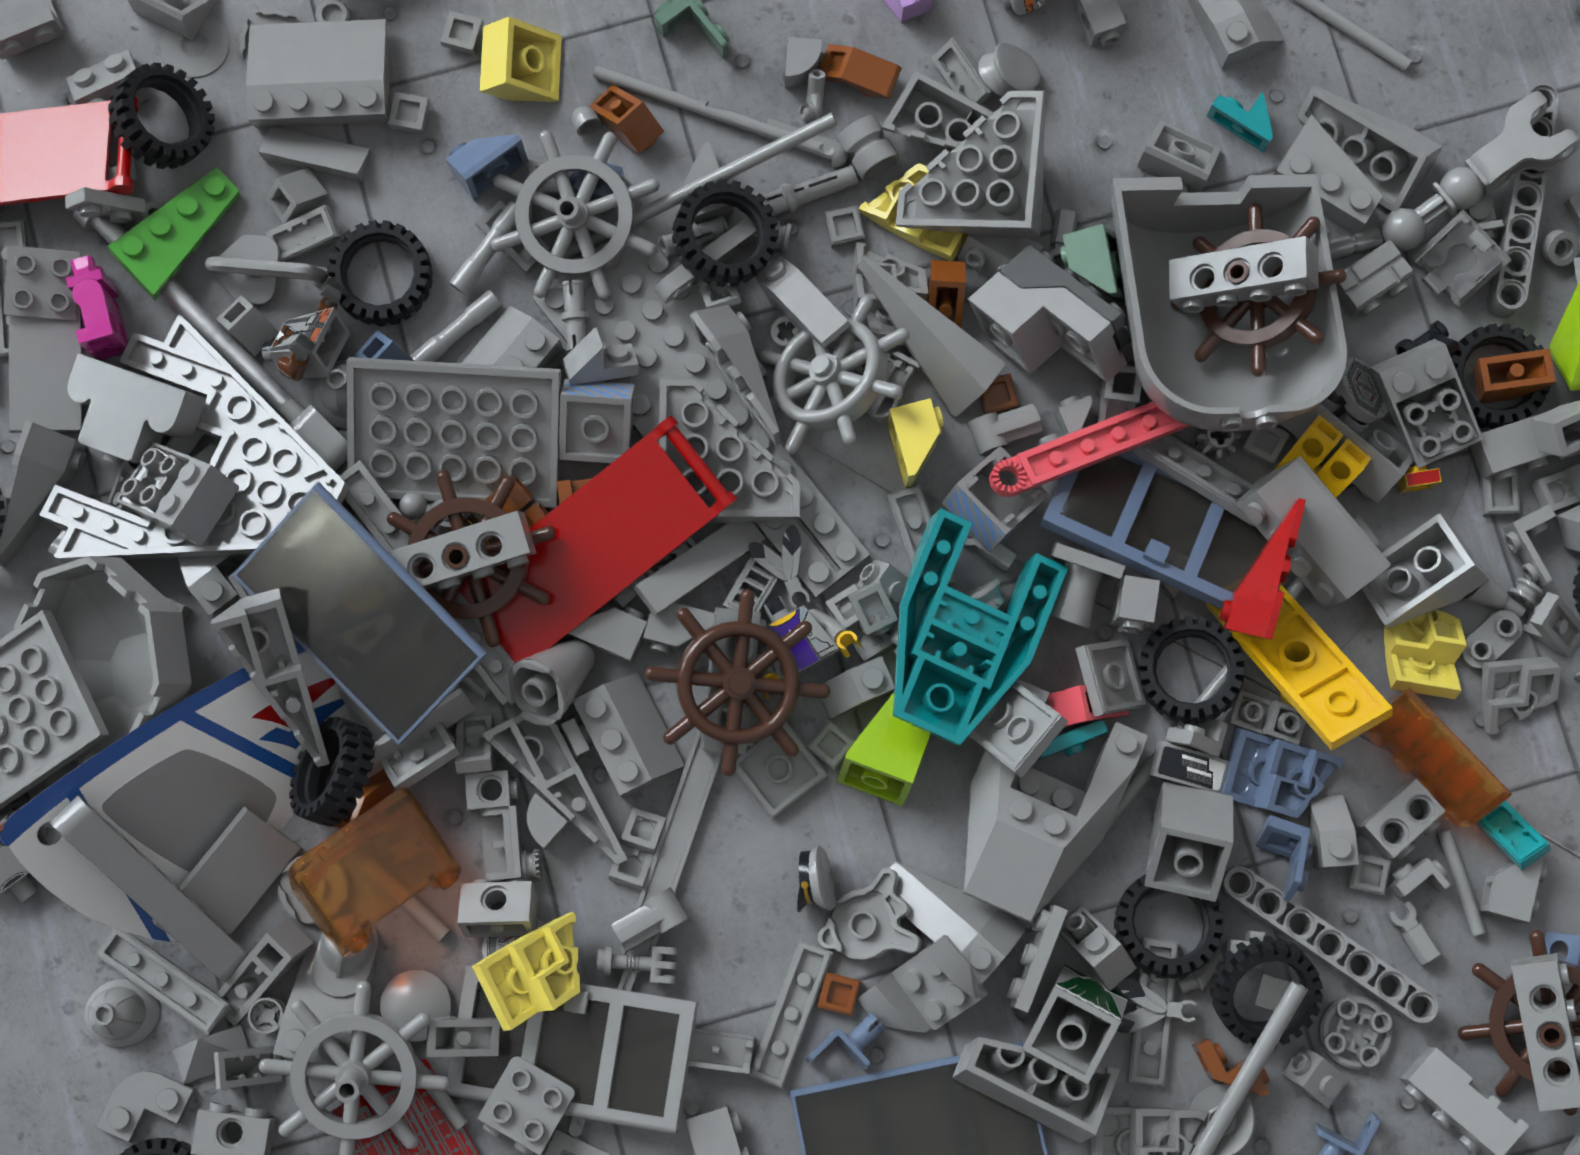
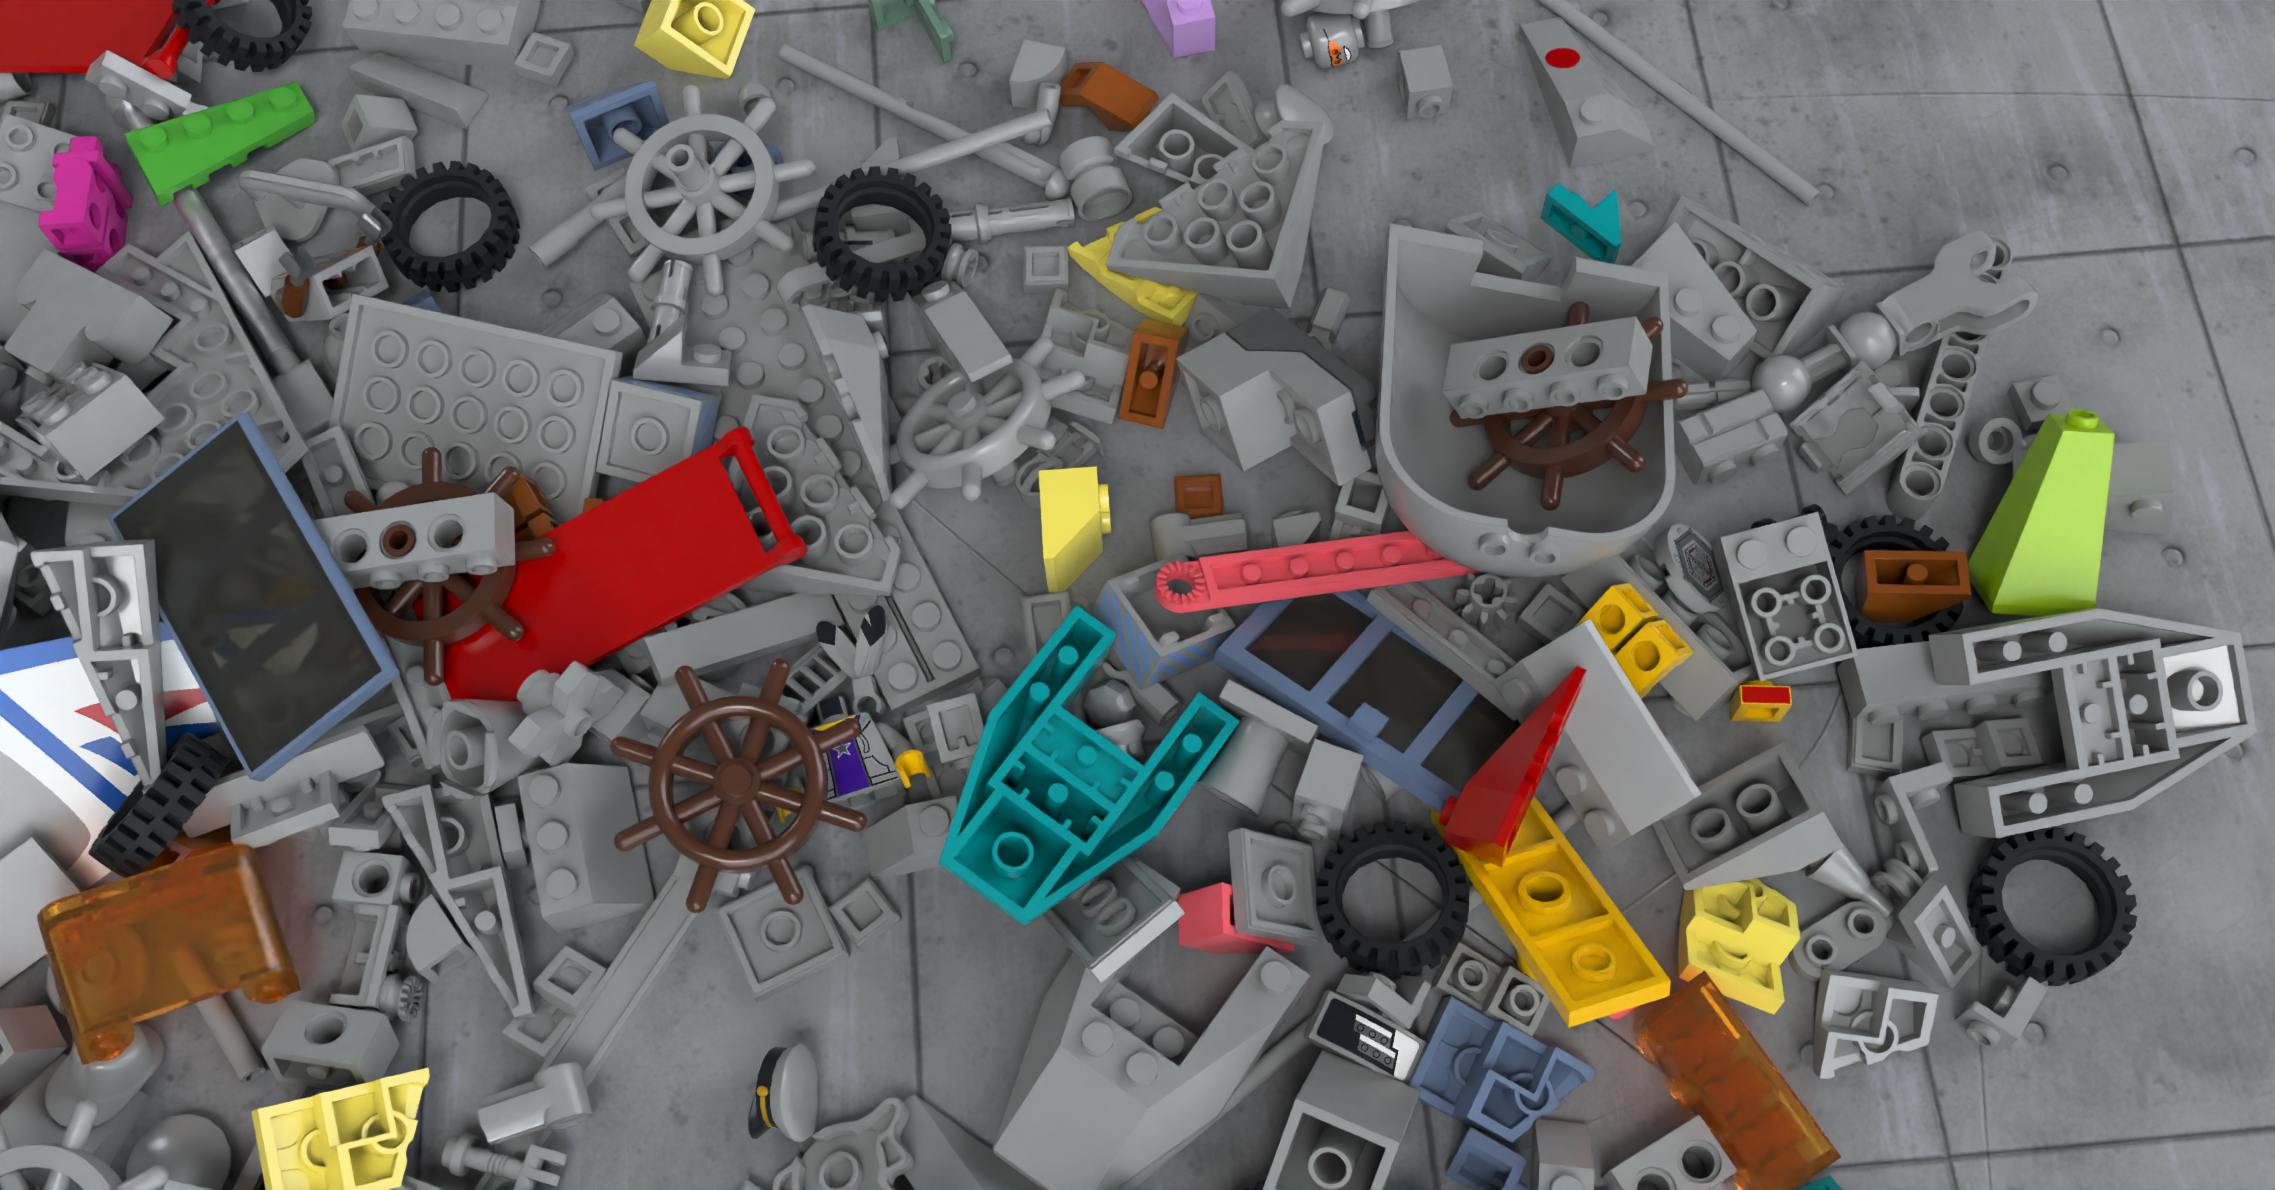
camera: 15 degrees right, 15 degrees down
(472, 316) = (547, 295): light grey piece -> none
(596, 651) = (561, 711): none -> light grey plant
(627, 119) = (807, 106): dark orange slope -> none
(885, 757) = (929, 938): lime slope -> none
(950, 357) = (1138, 428): light grey wedge -> none
(970, 565) = (1109, 703): none -> light grey tile
(1074, 740) = (1200, 968): teal plate -> none
(1095, 258) = (1349, 324): sand green slope -> none

